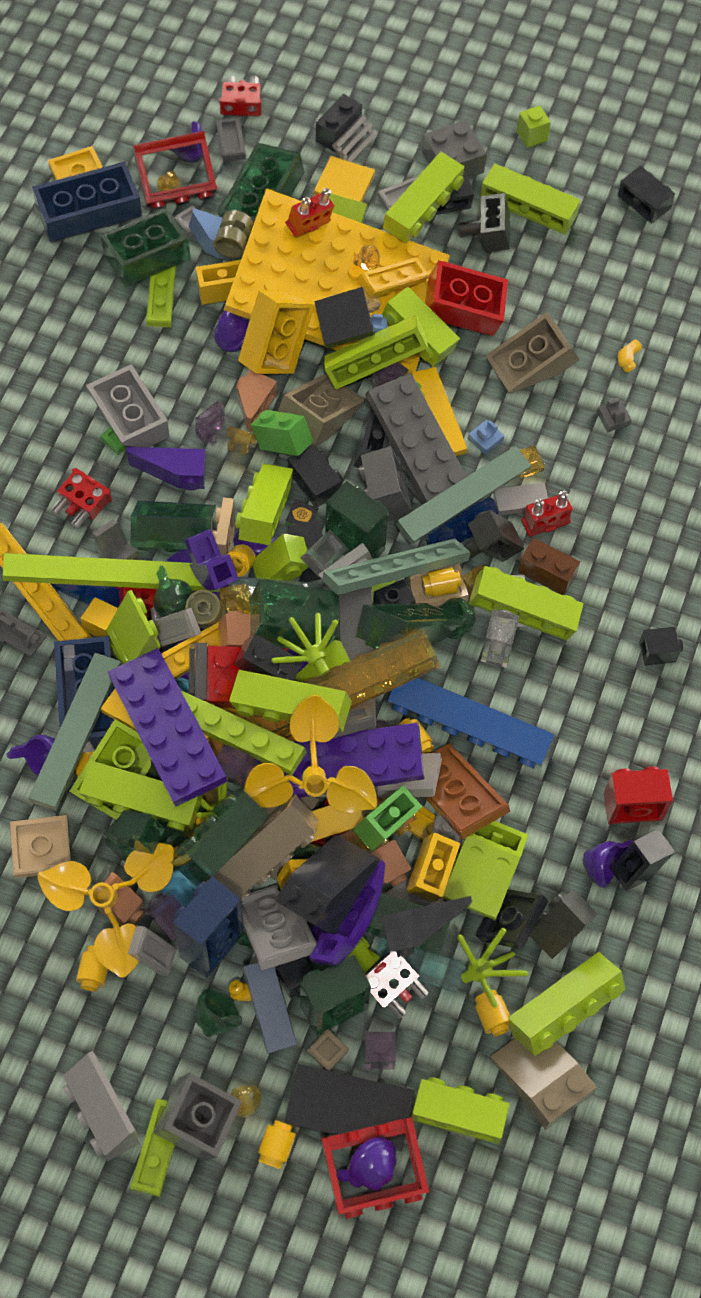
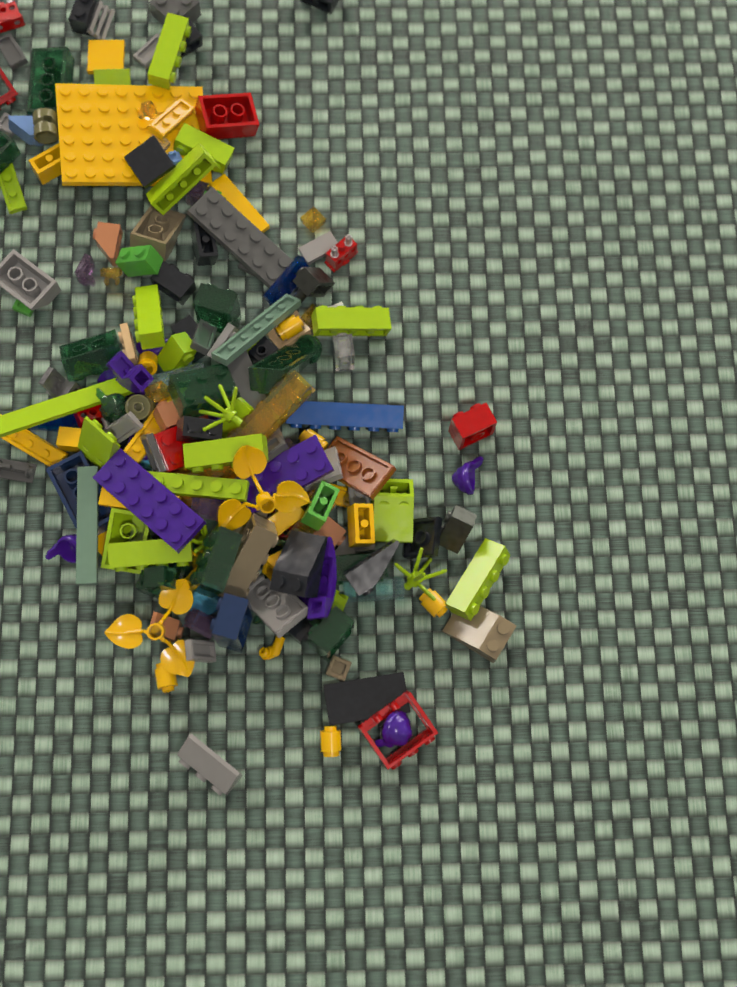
camera: 25 degrees left, 10 degrees up
(39, 844) = (95, 609): tan tile -> none
(81, 495) = (20, 350): red piece -> none
(153, 1158) = (256, 773): lime tile -> none
(175, 466) = (76, 311): dark purple slope -> none
(197, 1117) = (274, 745): dark grey brick -> none
(216, 1013) = (258, 674): clear green hat -> none
(230, 331) = (74, 198): dark purple hat -> none
(248, 1105) = (298, 723): clear yellow tile -> none
(269, 1008) = (291, 657): sand blue tile -> none
(275, 333) = (105, 189): yellow slope -> none
(301, 513) = (175, 313): black tile -> none
(310, 213) = (95, 92): red piece -> none
(379, 1051) = (372, 656): brick -> none
(386, 482) = (225, 271): dark grey brick -> none
(390, 968) = (356, 603): piece -> none
(460, 1110) = (437, 673): lime brick -> none
(463, 495) = (280, 261): sand green tile -> none
(486, 437) = (278, 212): medium blue tile -> none
(492, 225) = (223, 53): pearl dark grey brick -> none
(532, 199) = (241, 24): lime brick -> none
(532, 355) = (287, 141): dark tan slope -> none
(548, 566) = (355, 290): reddish brown brick -> none
(614, 415) = (358, 165): dark grey tile -> none
(625, 355) = (350, 119): yellow arm -> none
(642, 859) = (491, 467): black brick -> none
(660, 646) = (448, 317): black brick -> none

